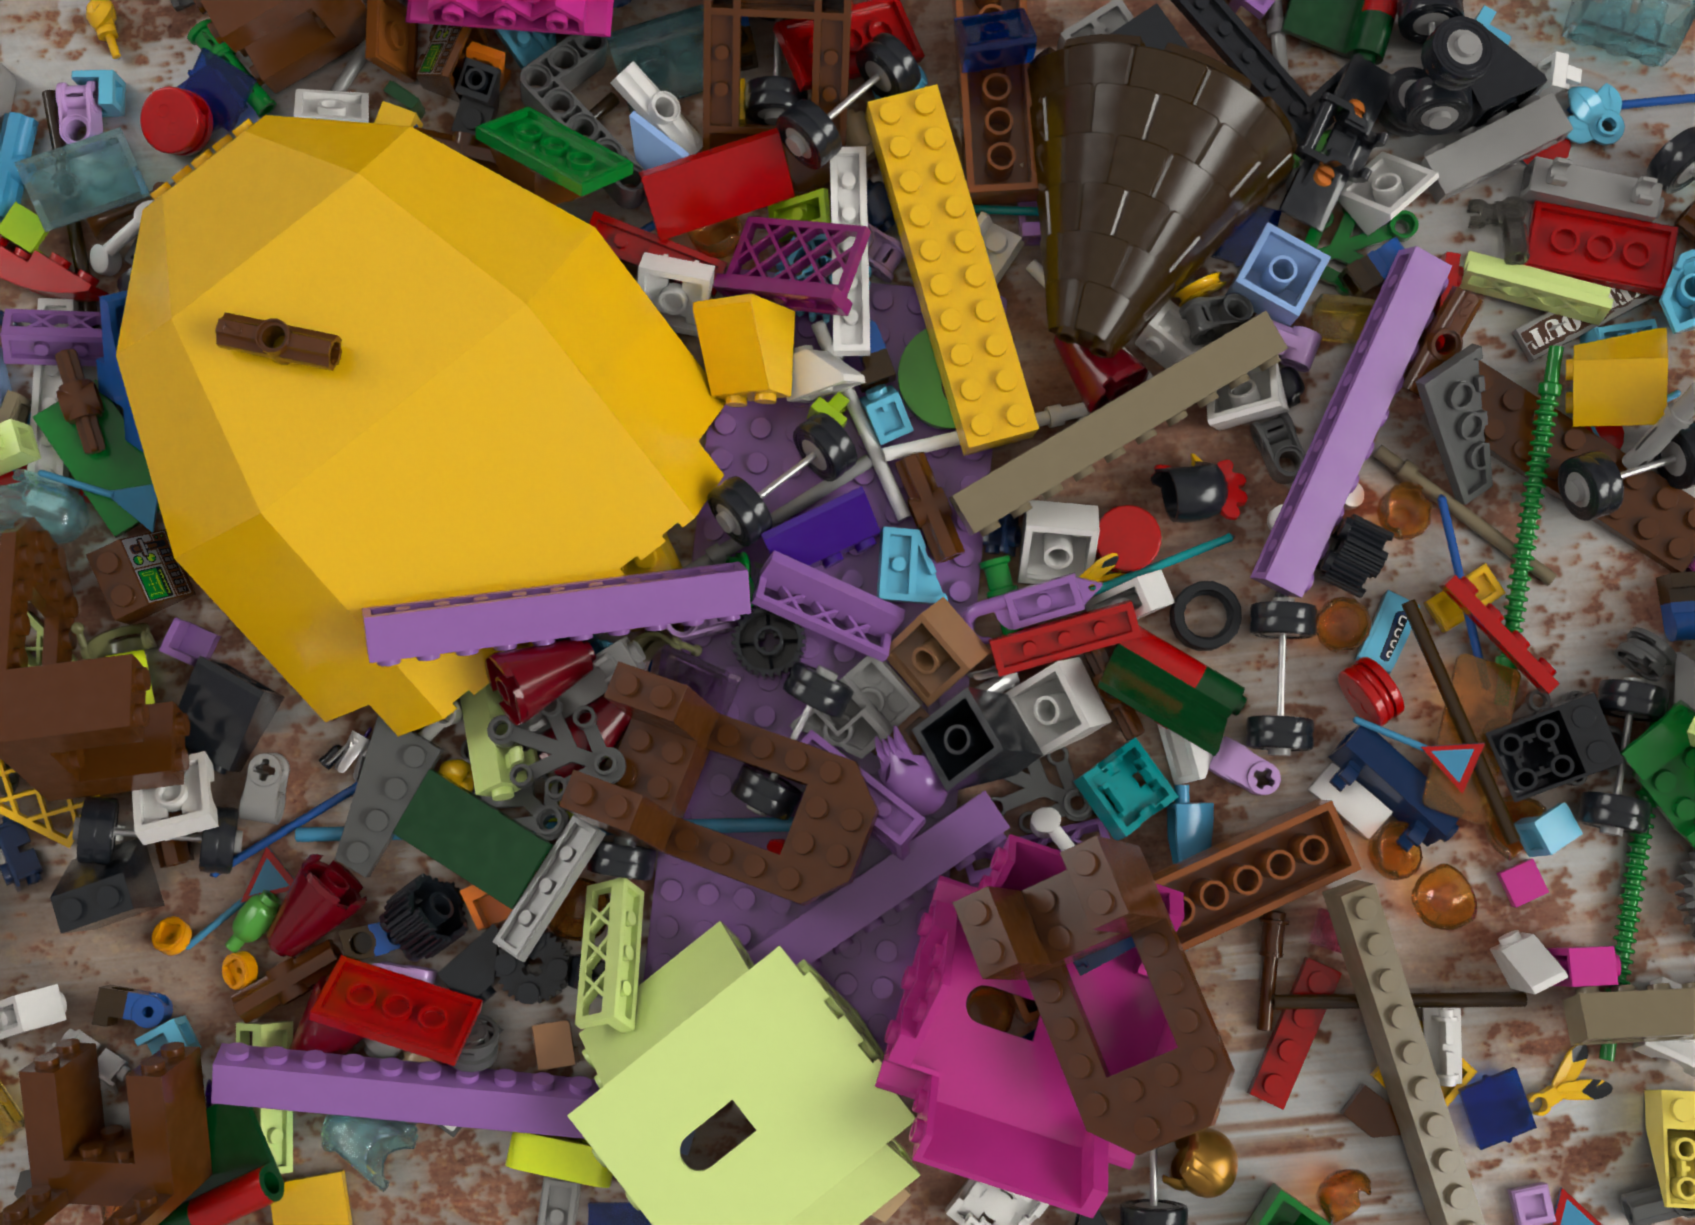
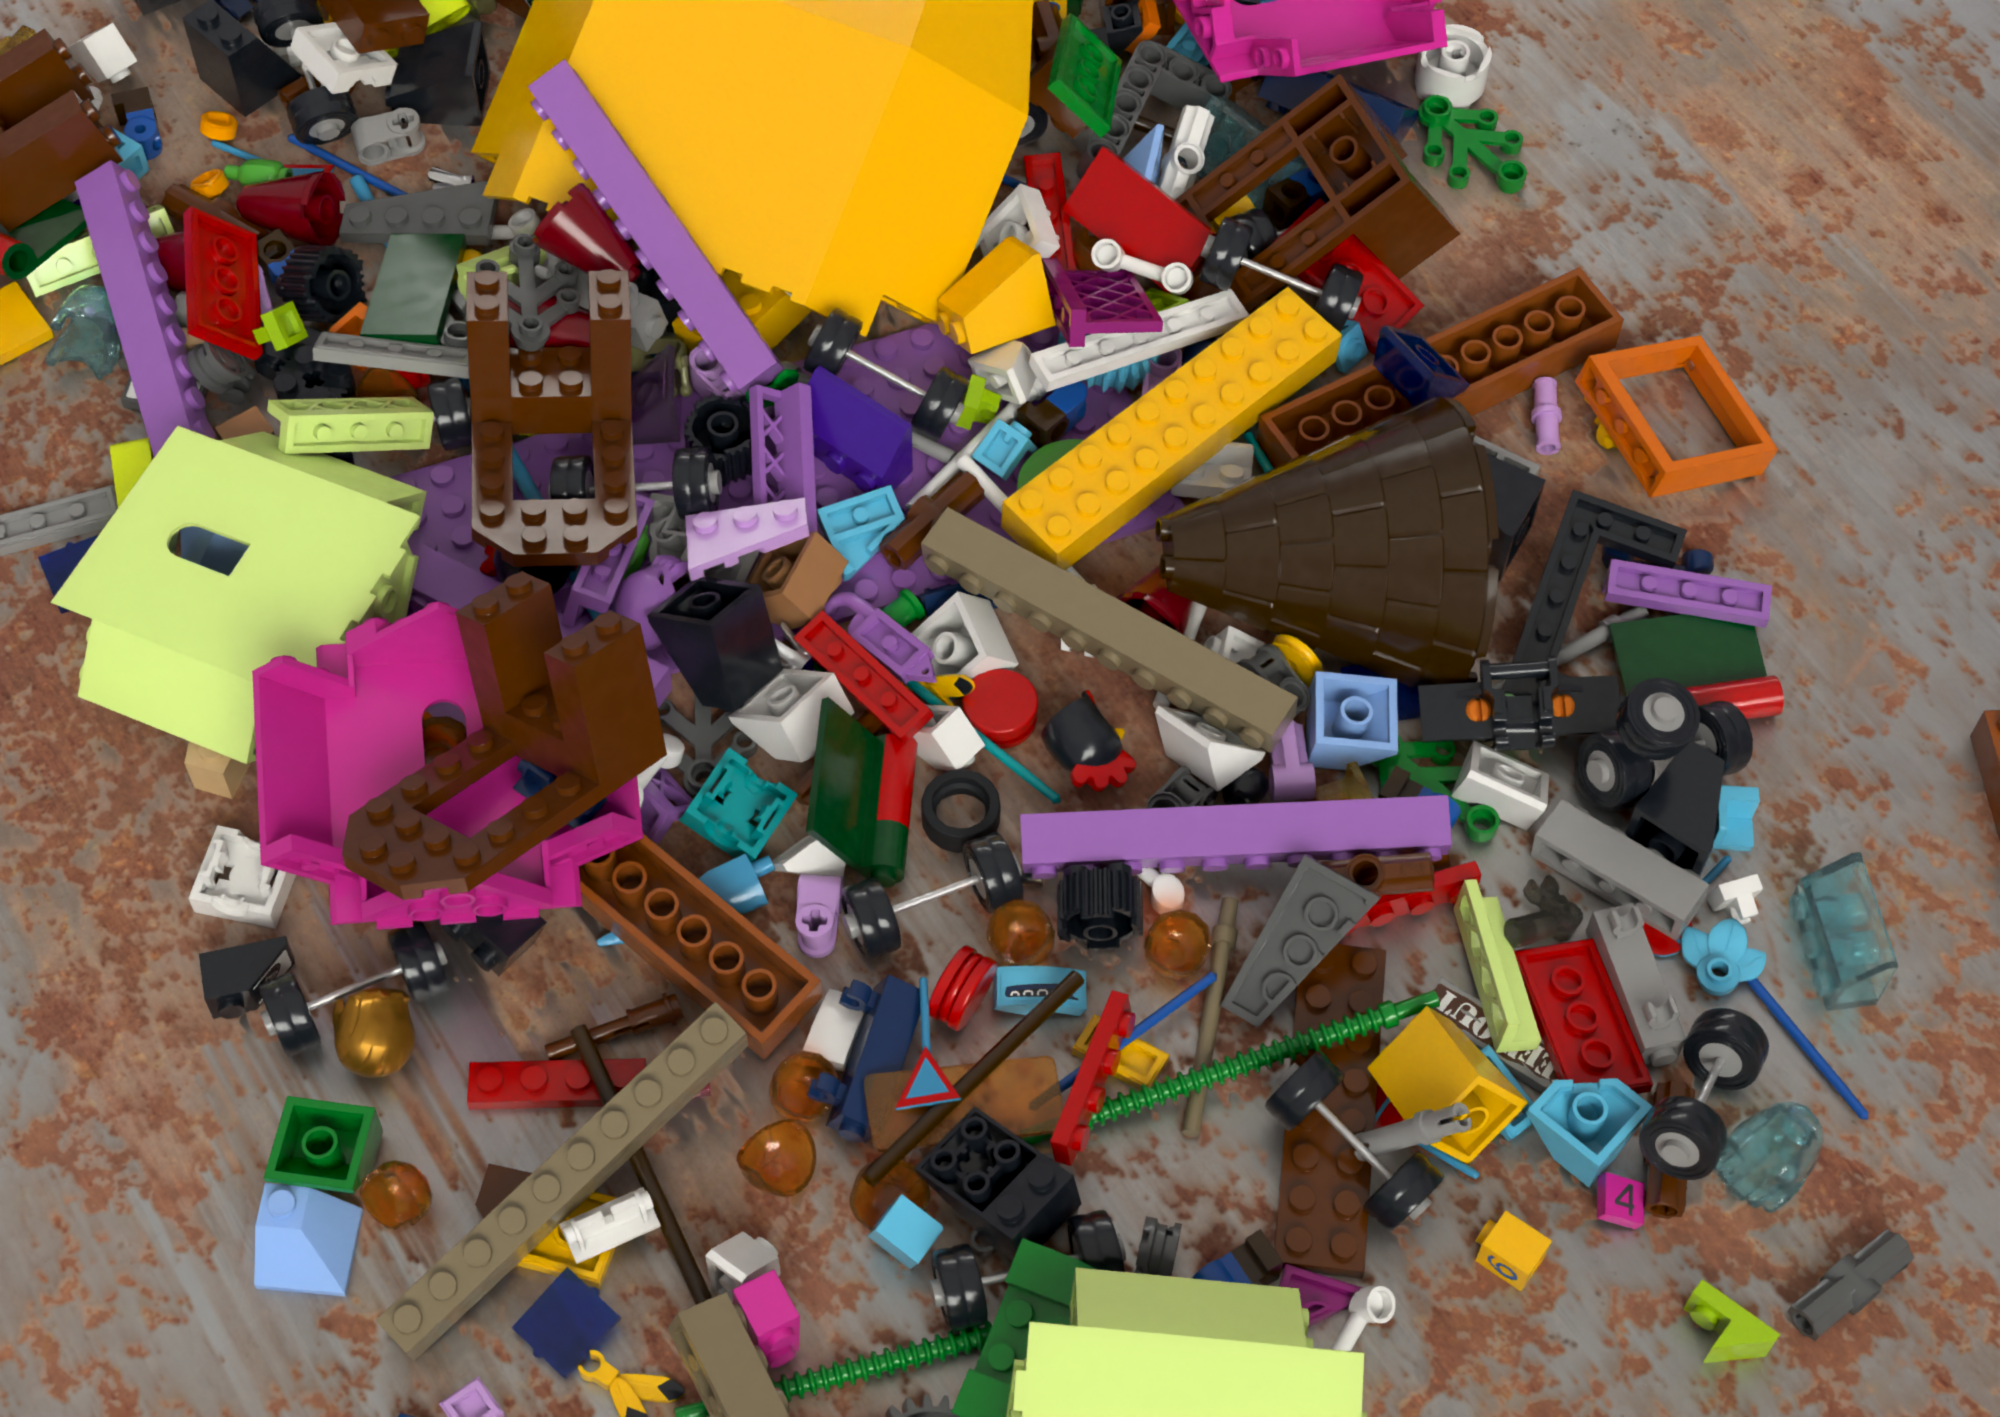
camera: 60 degrees right, 25 degrees down
(188, 641) = (497, 30): medium lavender panel -> none
(470, 975) = (281, 327): none -> lime tile
(791, 184) = (1111, 257): none -> white bar
(889, 677) = (733, 532): none -> lavender wing
(1522, 882) = (835, 1244): dark pink tile -> none

